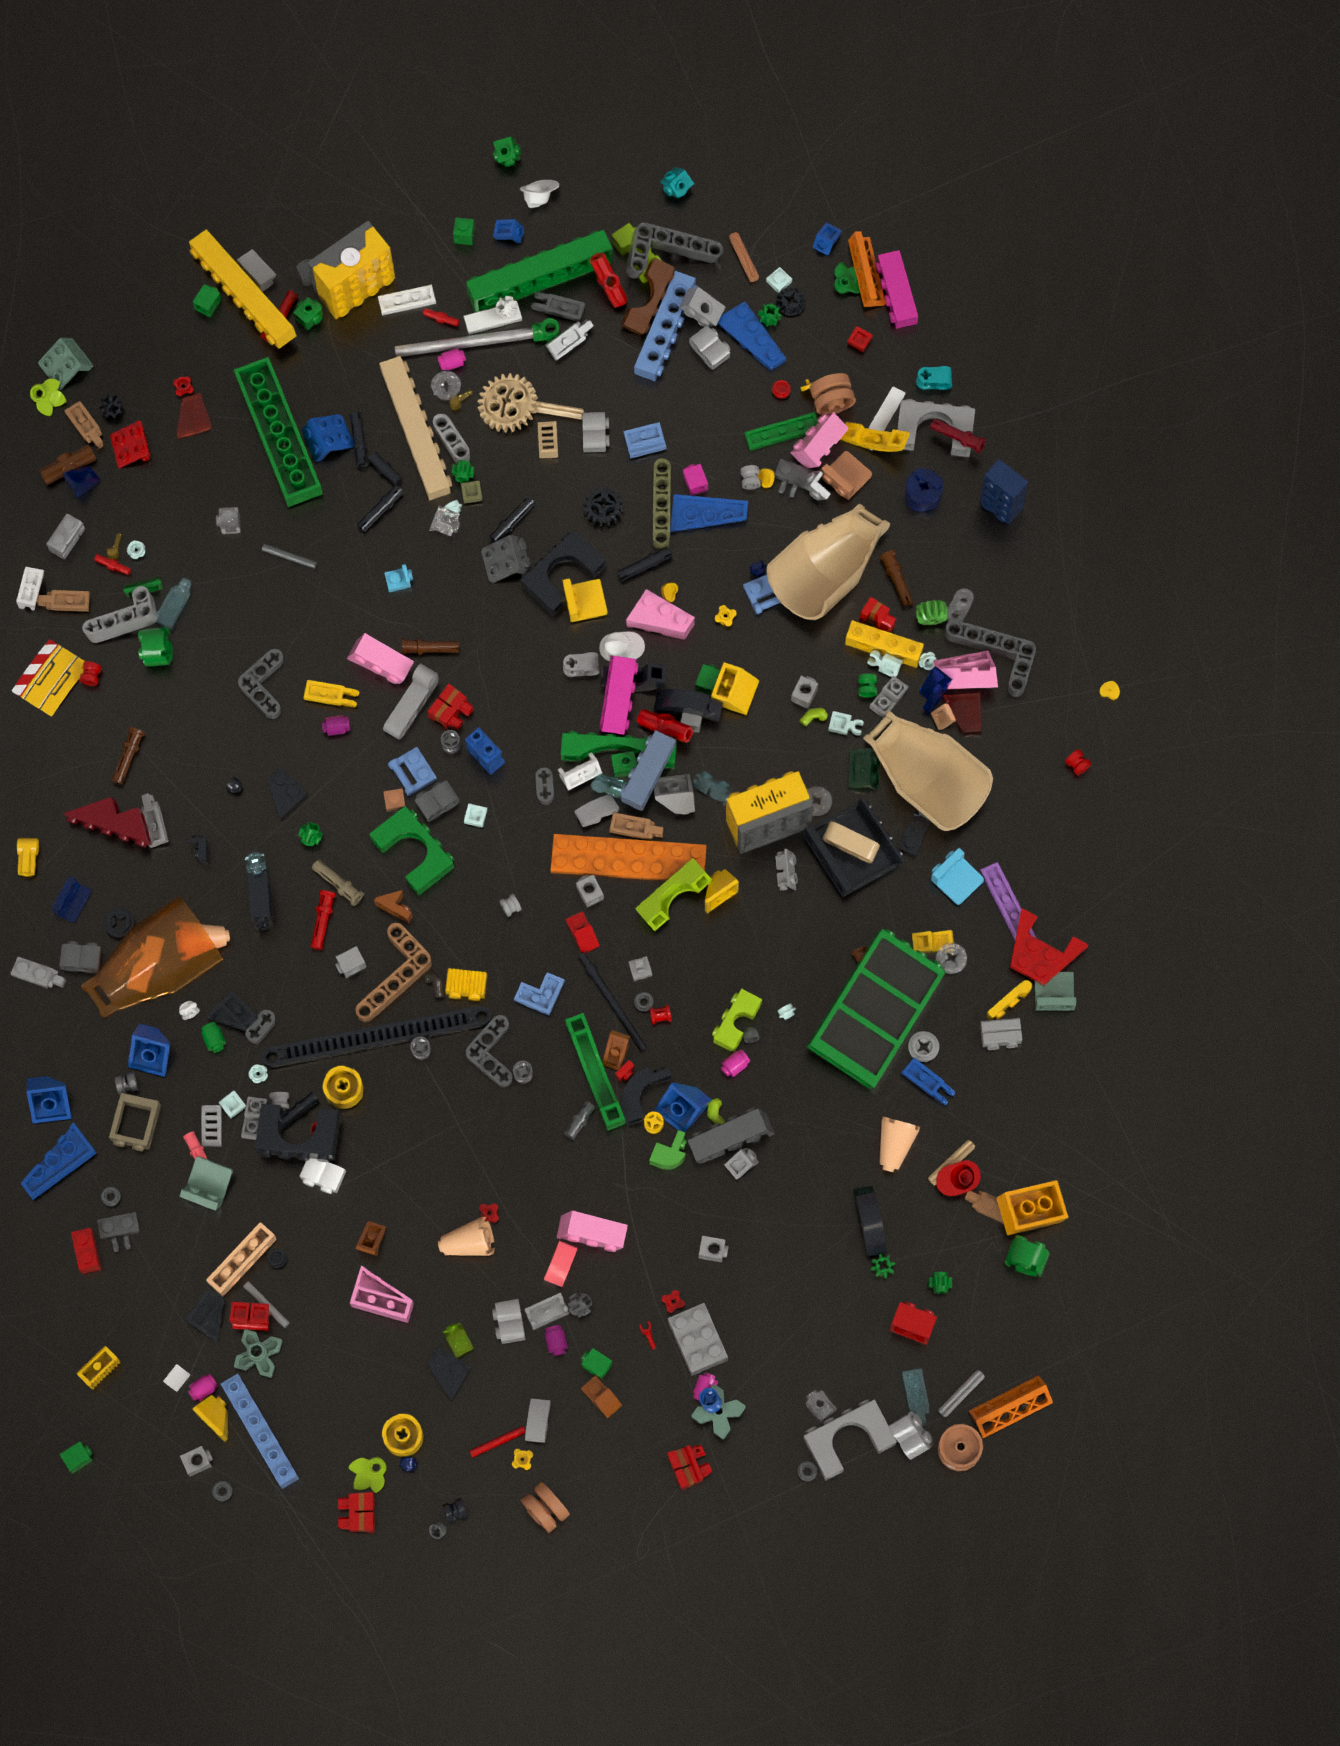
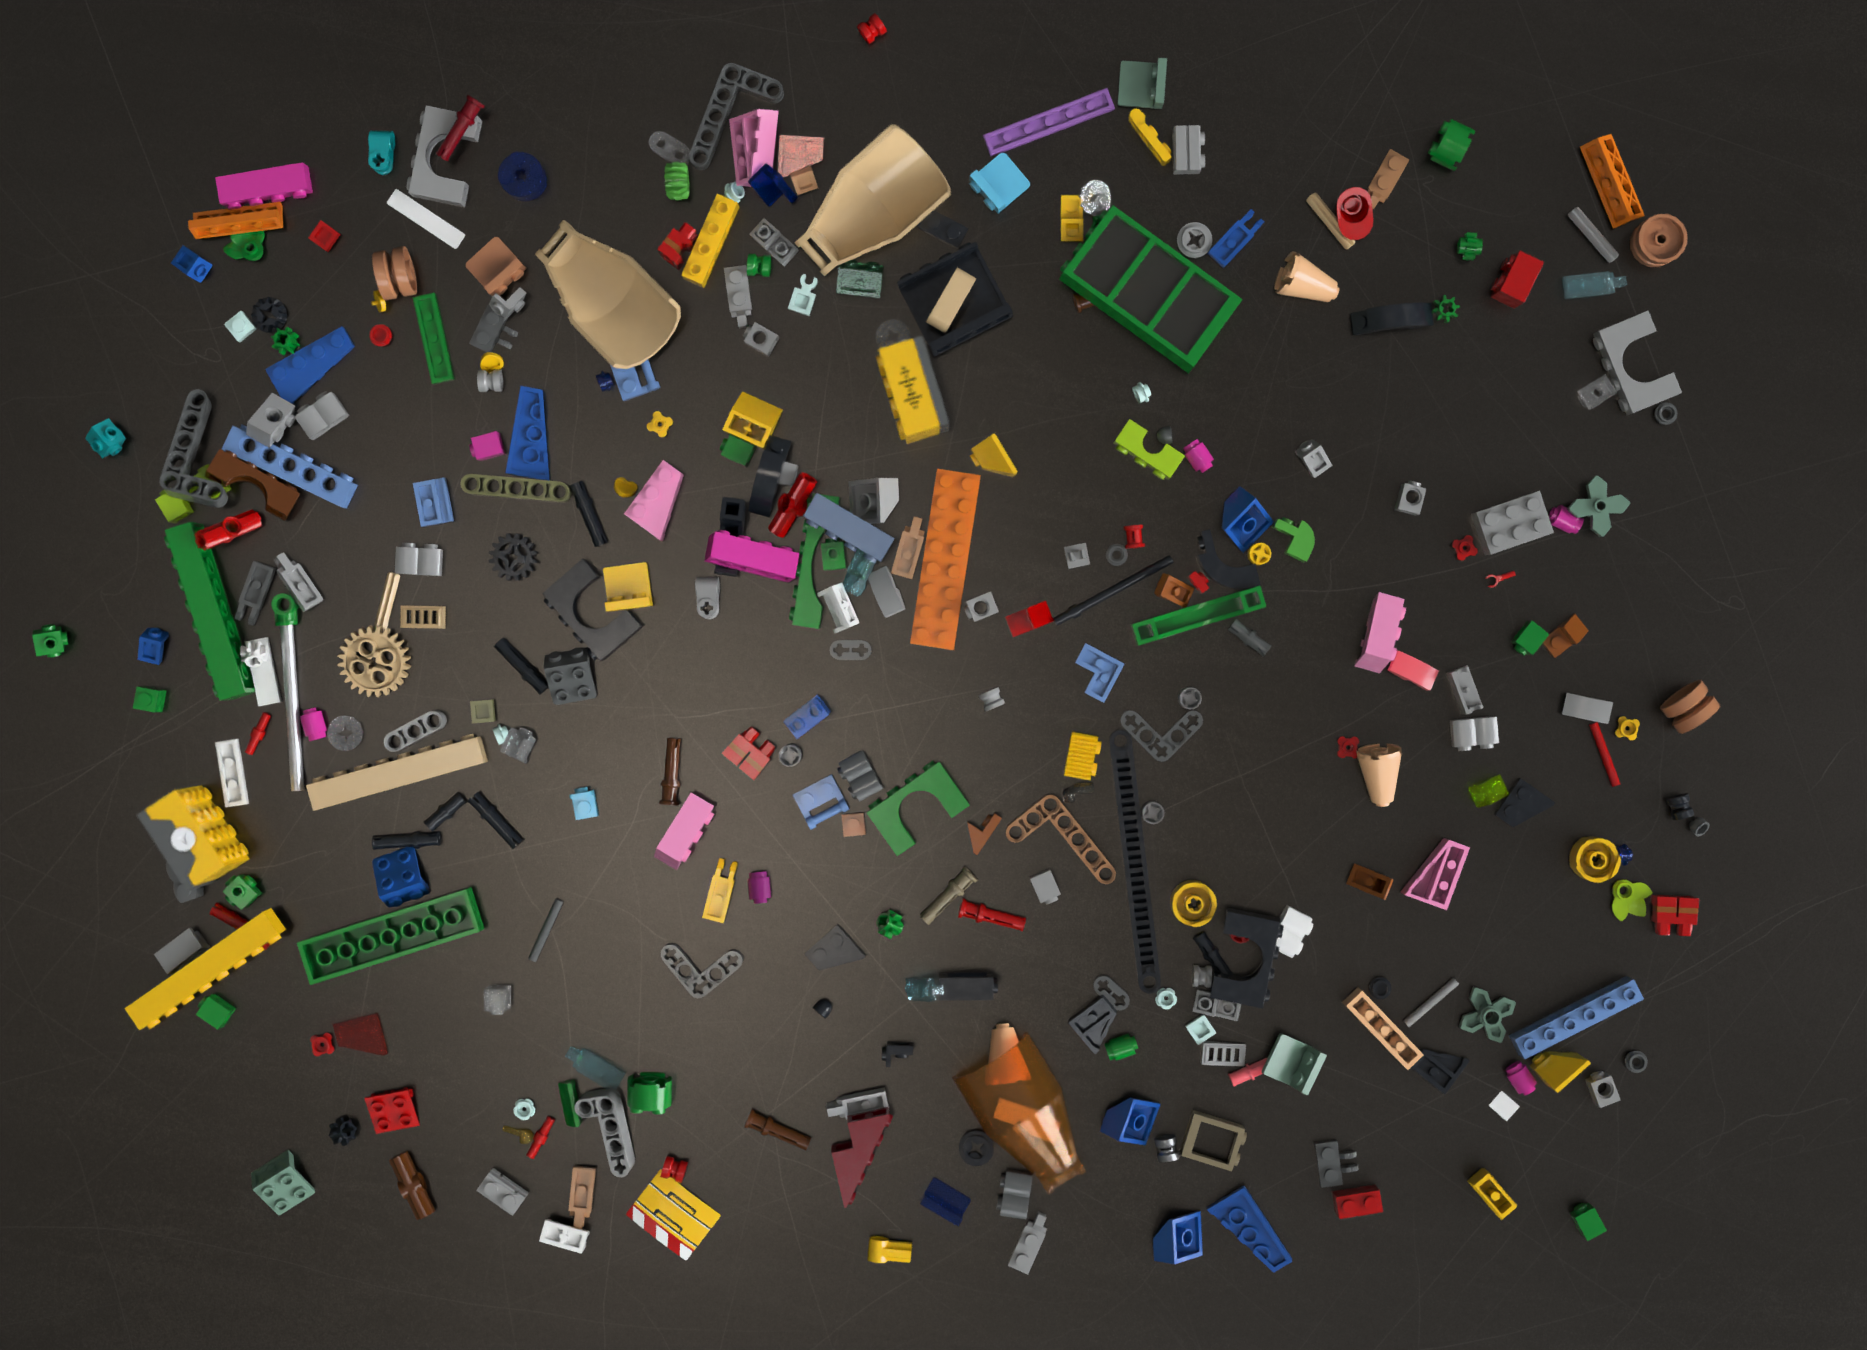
camera: 85 degrees left, 15 degrees up
(50, 398) = (324, 1202): lime plate -> none
(81, 480) = (432, 1170): clear blue slope -> none
(85, 424) = (362, 1163): medium nougat hinge -> none
(110, 1190) = (1299, 1175): dark grey plate -> none
(188, 1010) = (1086, 1073): white plate -> none
(250, 1318) = (1451, 1022): red hips -> none
(412, 701) = (739, 798): light grey beam -> none
(455, 400) = (366, 723): clear yellow hand -> none
(462, 471) = (456, 720): green gear -> none
(475, 815) = (881, 732): light aqua plate -> none
(538, 192) = (104, 606): white piece -> none
(556, 1340) = (1499, 681): magenta brick -> none
(579, 1304) = (1462, 652): dark grey gear -> none
(622, 644) = (687, 548): white piece -> none
(656, 906) = (1011, 532): lime arch -> none
(687, 1457) = (1653, 547): red hips -> none
(706, 782) = (869, 448): clear light blue hinge -> none
(710, 1396) = (1595, 516): blue wheel -> none
(713, 1111) = (1252, 485): lime arm -> none
(730, 1135) = (1284, 467): dark grey wedge -> none
(744, 257) = (207, 366): nougat axle -> none
(786, 861) = (963, 378): light grey hinge -> none
(813, 713) = (787, 331): lime arm -> none
(819, 440) = (451, 294): bright pink wedge -> none
(841, 671) = (738, 293): none -> light grey hinge
(875, 439) = (453, 228): yellow slope -> none
(888, 664) = (735, 240): light aqua plate -> none
(894, 570) = (619, 221): reddish brown pin -> none
(911, 1435) = (1639, 295): light grey brick -> none
(1003, 492) = (539, 78): dark blue brick -> none
(1032, 1207) = (1397, 132): light orange brick -> none
(1037, 958) = (1103, 99): red wing -> none

